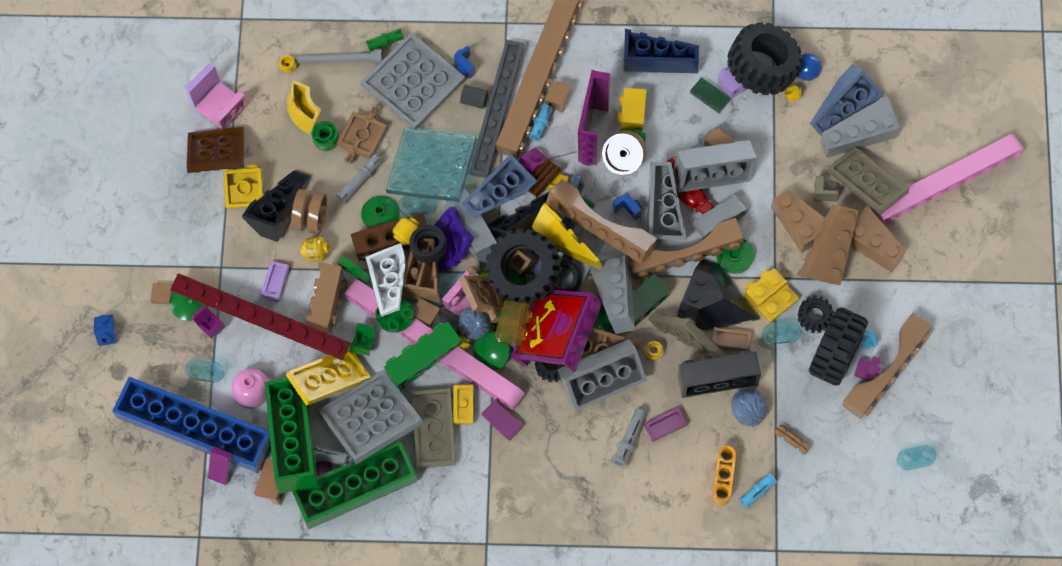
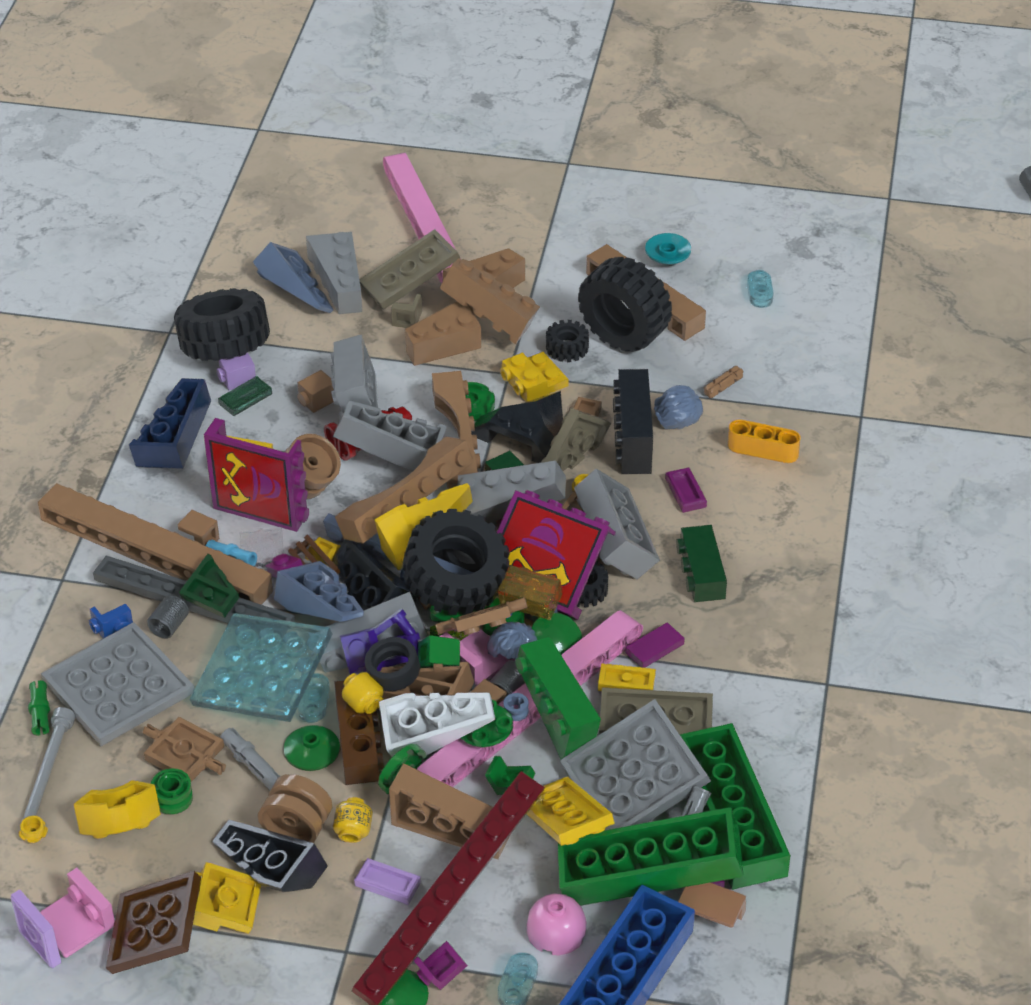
camera: 85 degrees left, 25 degrees down
(219, 466) = (682, 963): magenta tile -> none
(417, 326) = (516, 699): none -> sand blue bush
(446, 273) = (438, 651): none -> green panel
(494, 116) = (210, 588): none -> dark green wing
(583, 443) = (702, 563): none -> dark green brick
(626, 446) = (721, 528): light grey pin -> none
(632, 206) = (379, 480): blue bracket -> none
(727, 210) = (417, 399): light grey beam -> none
(758, 490) = (785, 416): medium azure pin -> none
(780, 331) = (585, 372): clear light blue plate -> none
(793, 93) = (273, 320): yellow plate -> none
(946, 368) = (668, 248): none -> teal dish

